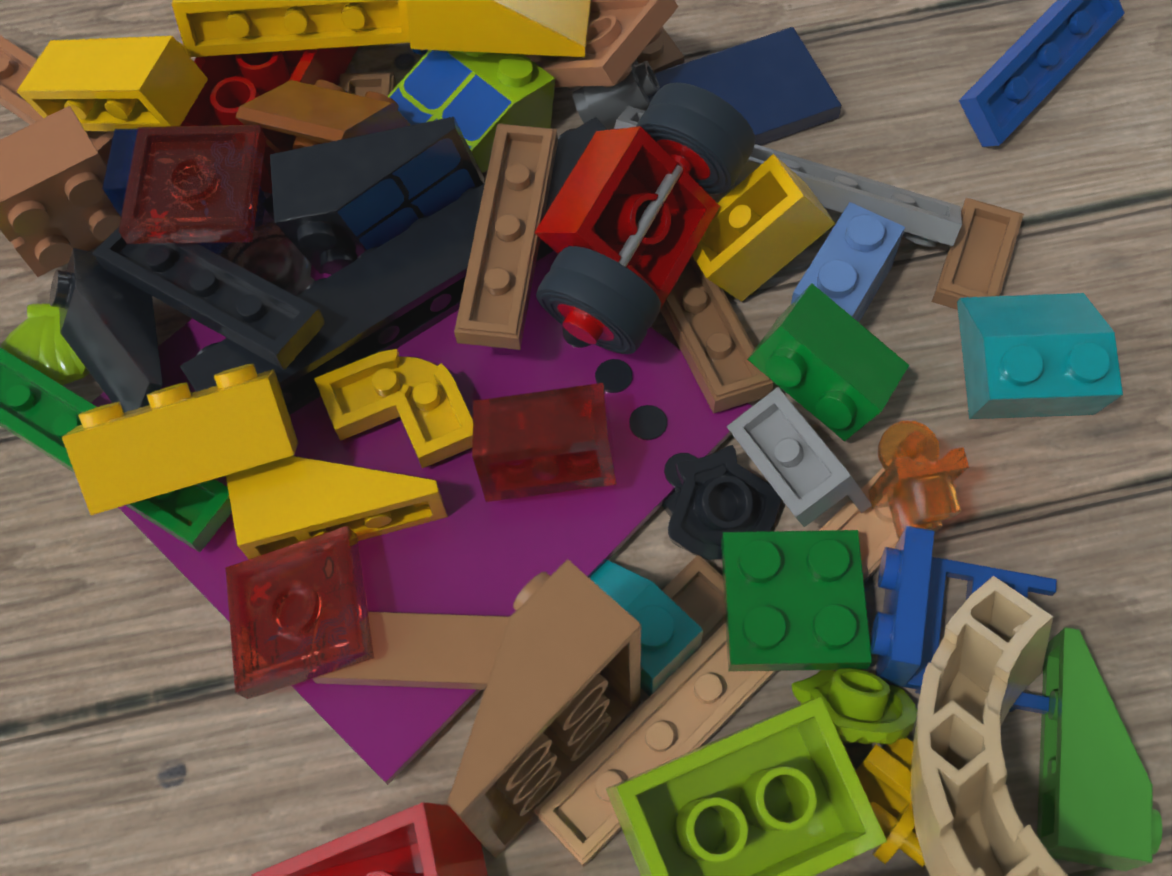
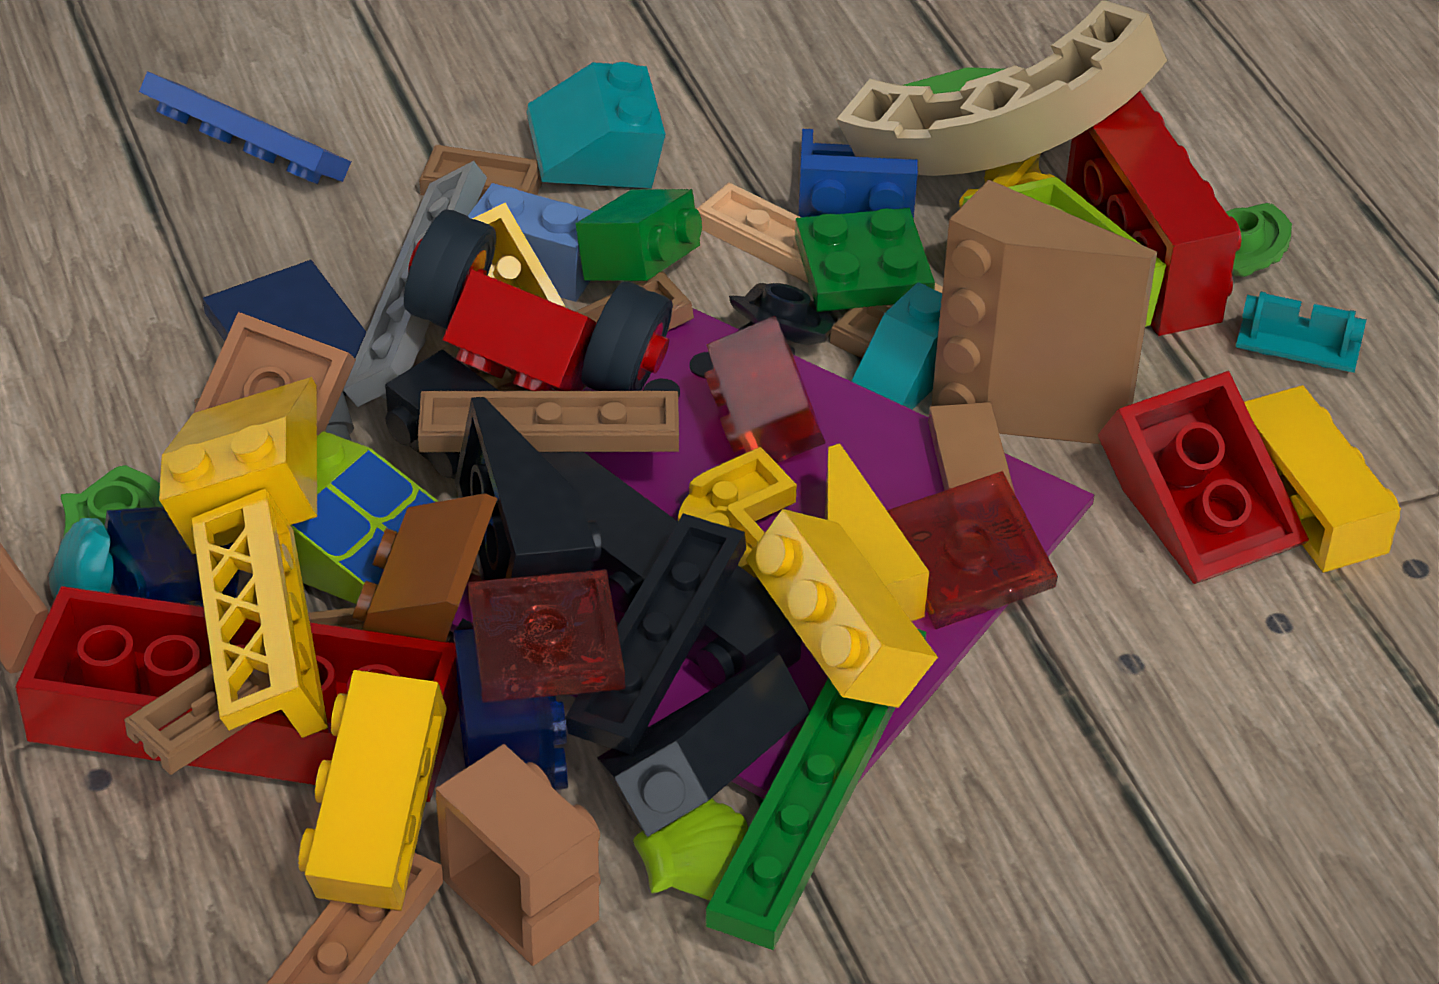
camera: 105 degrees left, 20 degrees down
(794, 458) = (738, 250): light grey panel -> none
(861, 705) = (934, 215): lime animal -> none
(914, 480) = (749, 167): clear orange hips -> none

